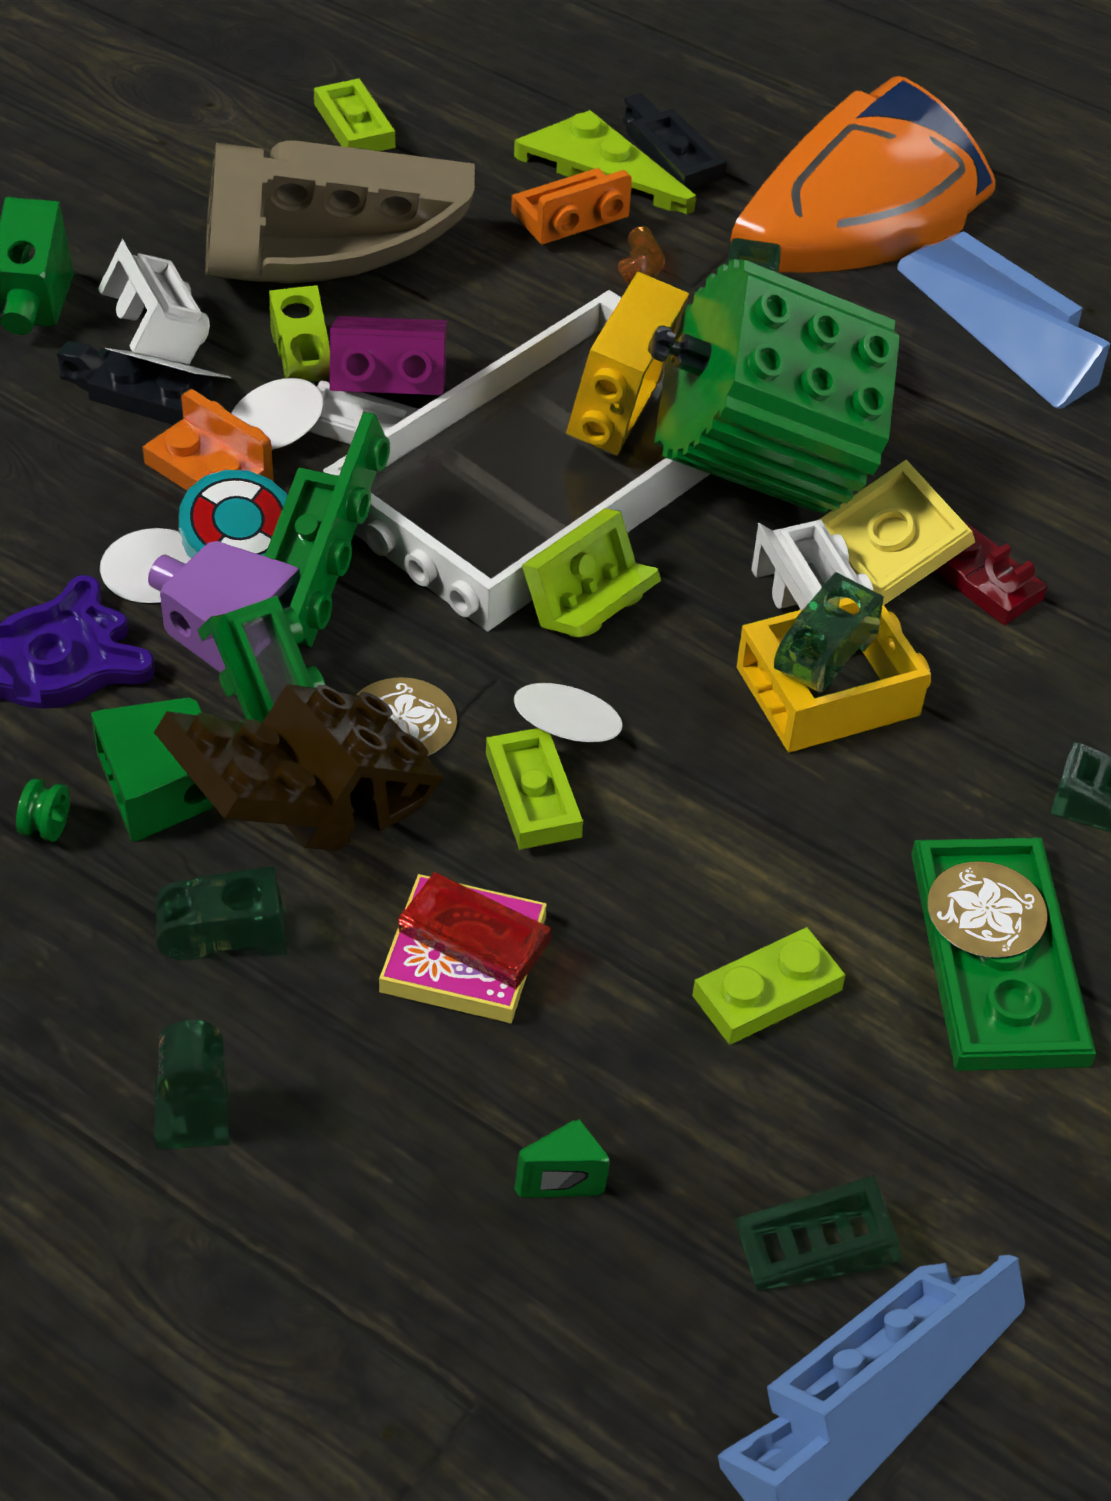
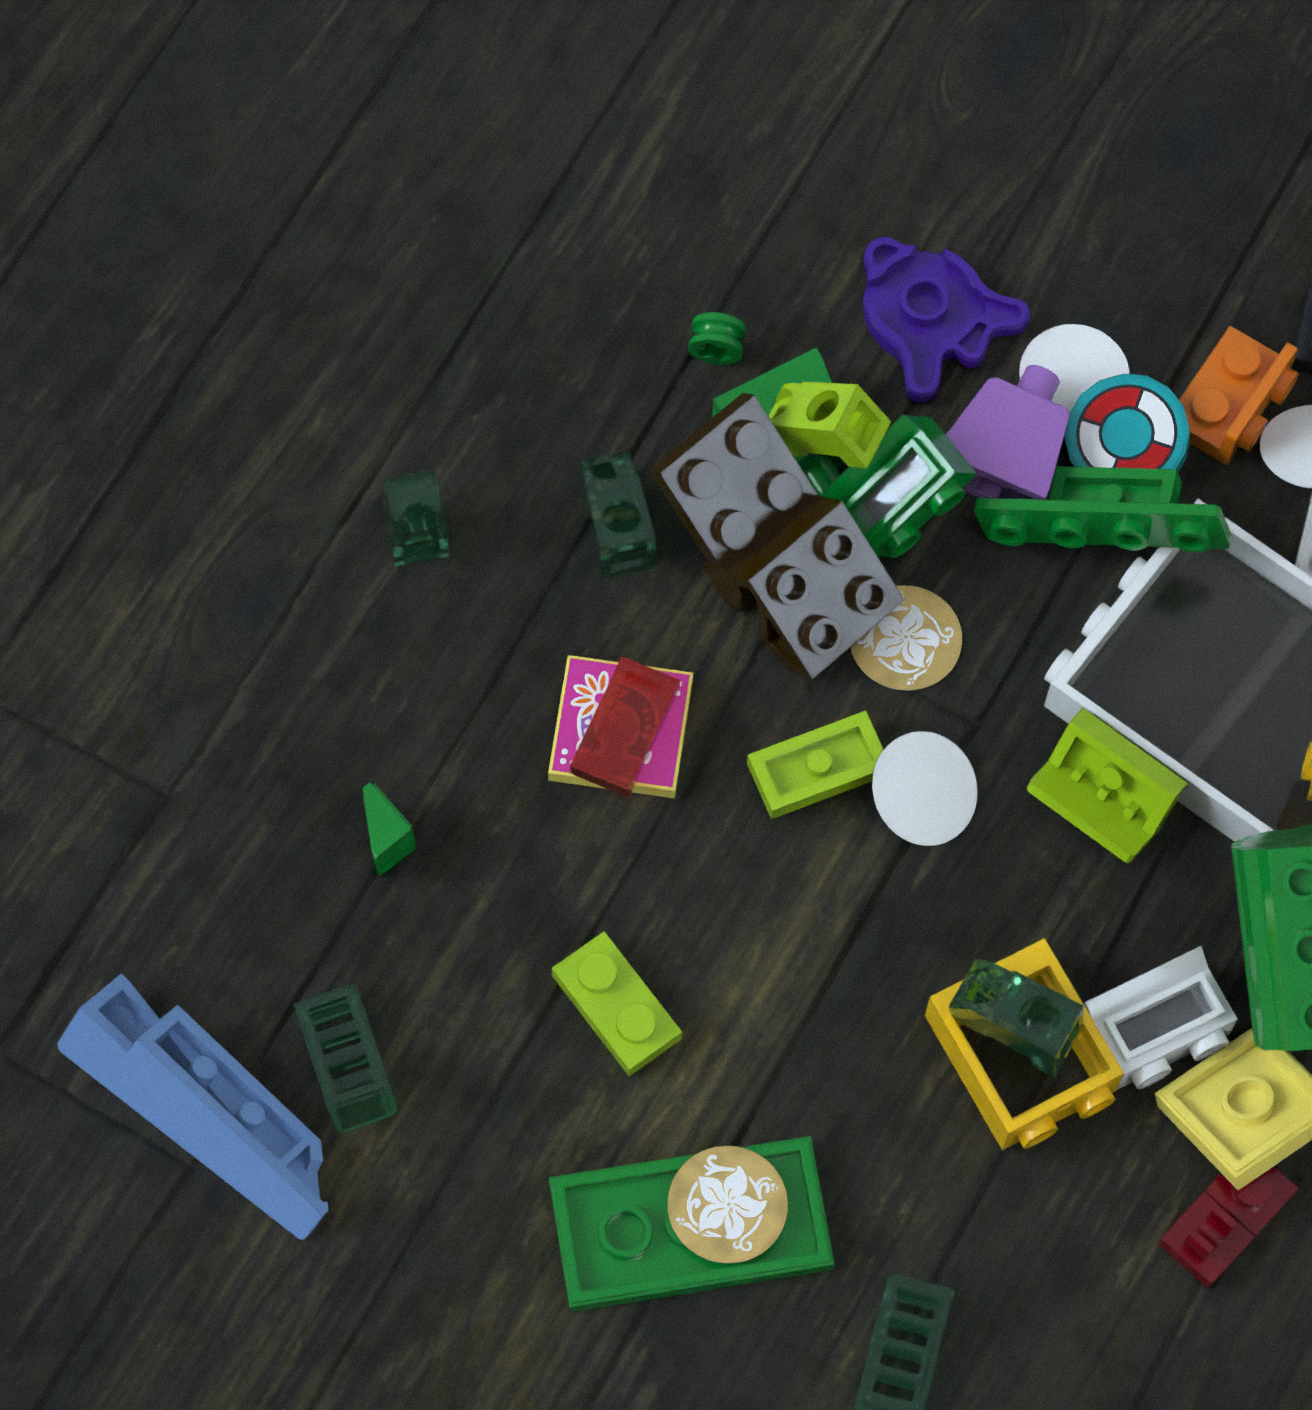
camera: 85 degrees right, 20 degrees up
(194, 677) = (829, 421): none -> lime leg

